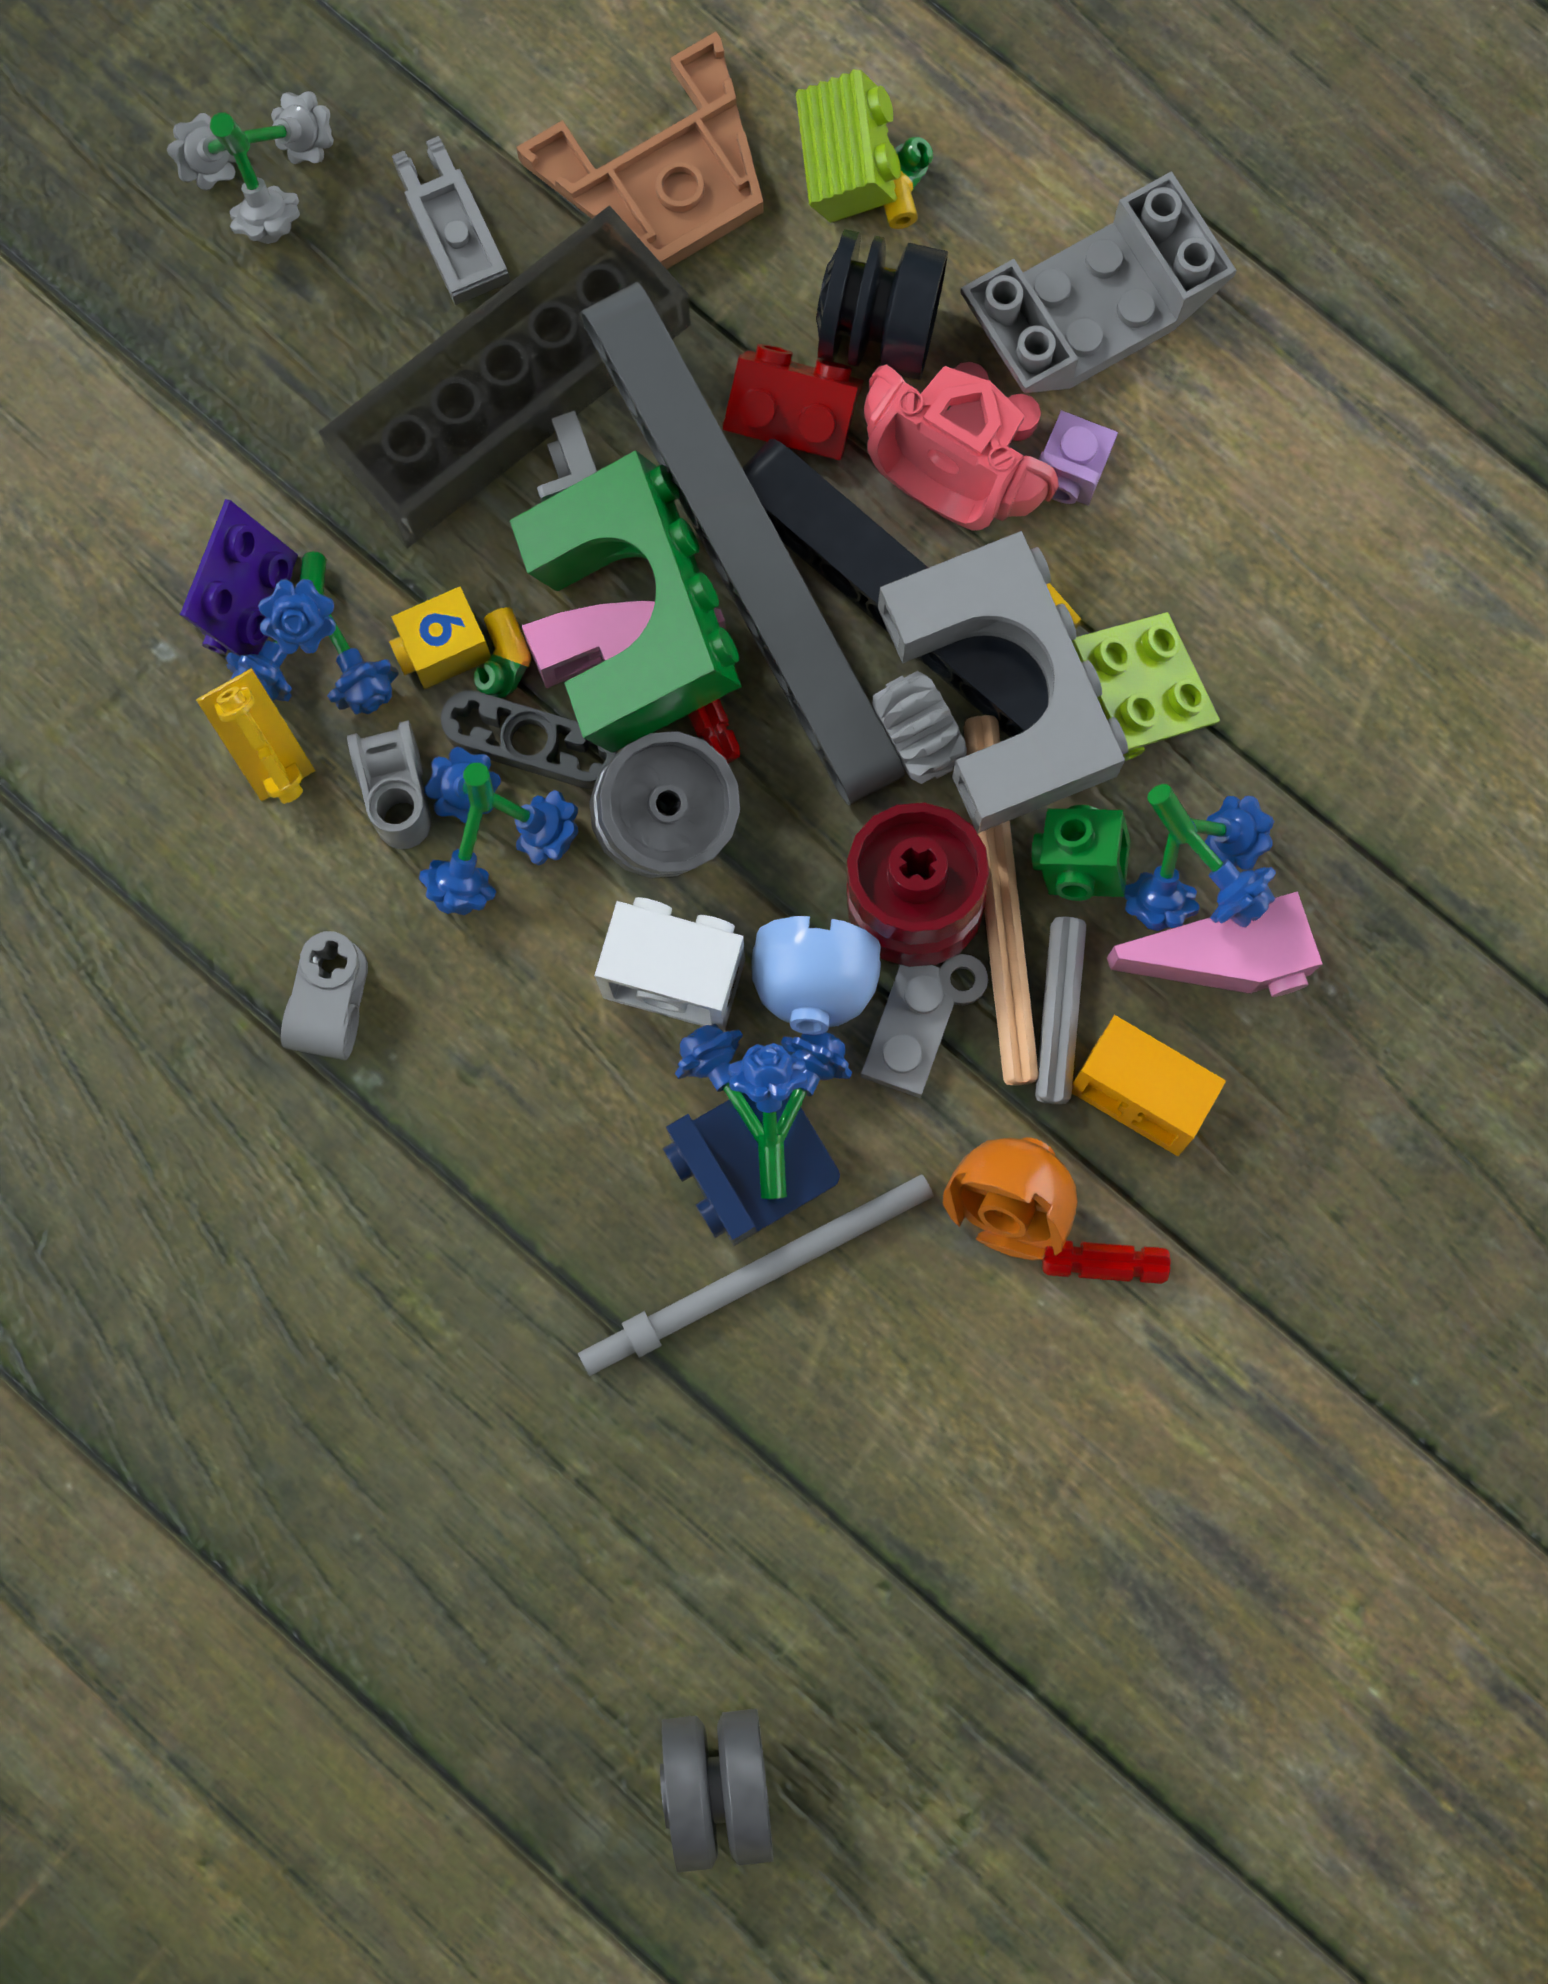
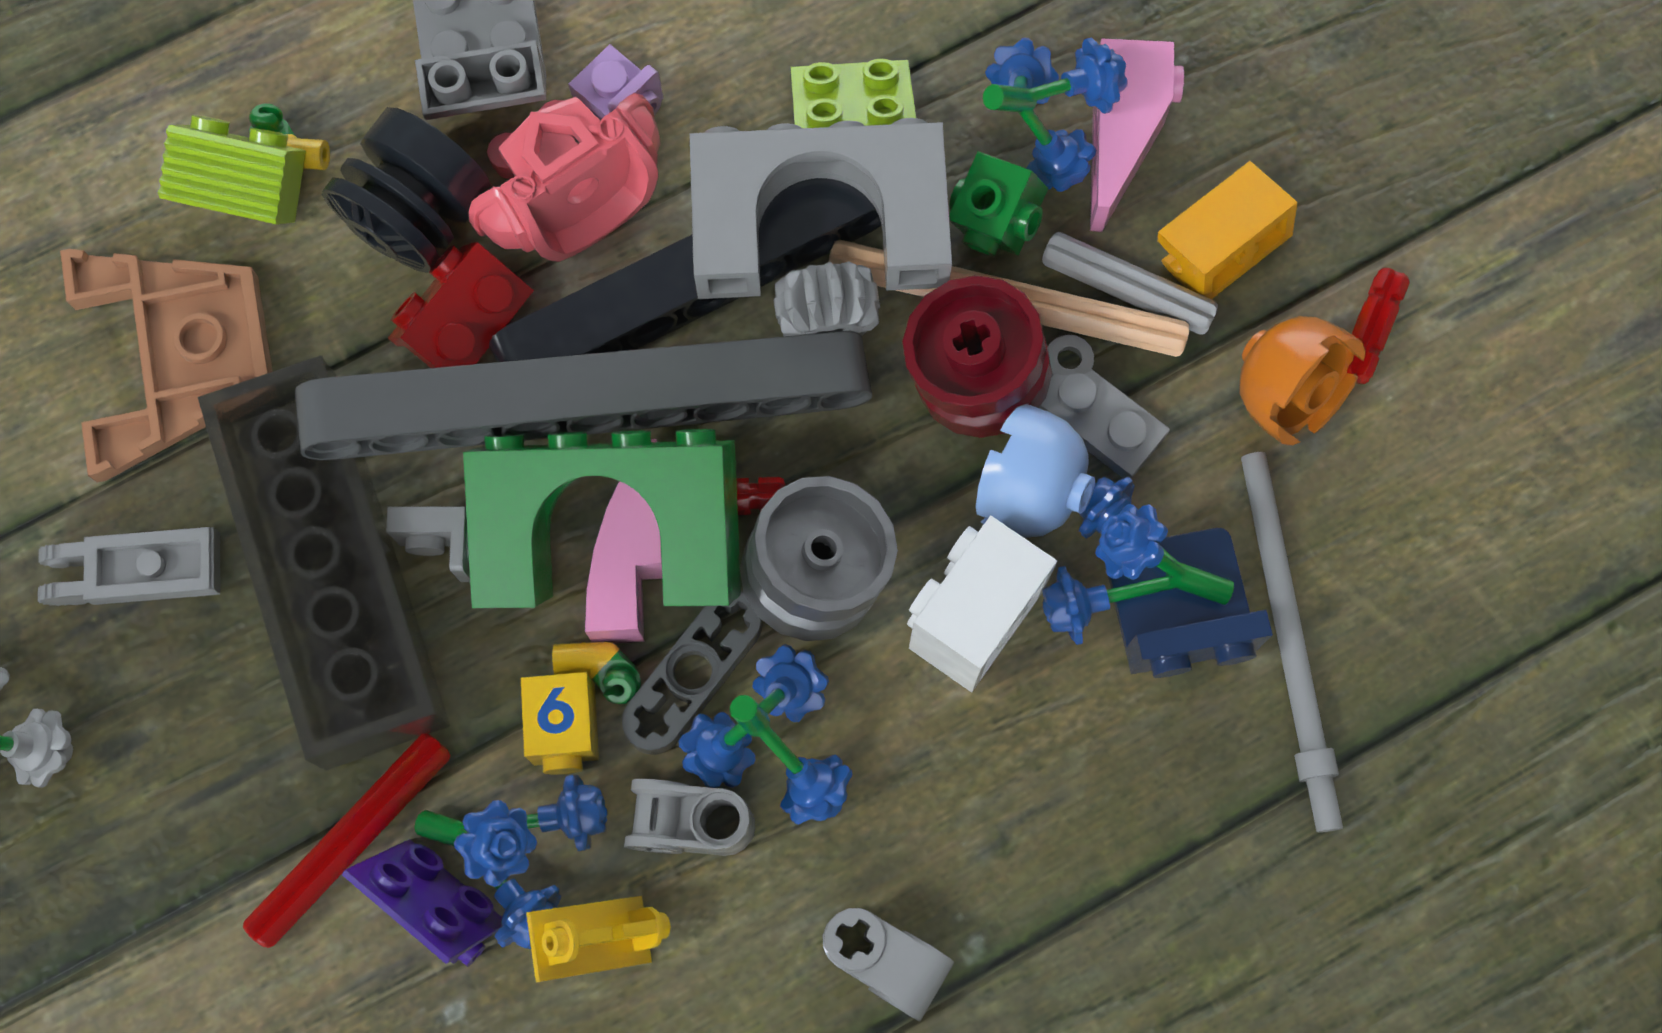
camera: 70 degrees left, 5 degrees down
(277, 501) = (346, 841): none -> red axle

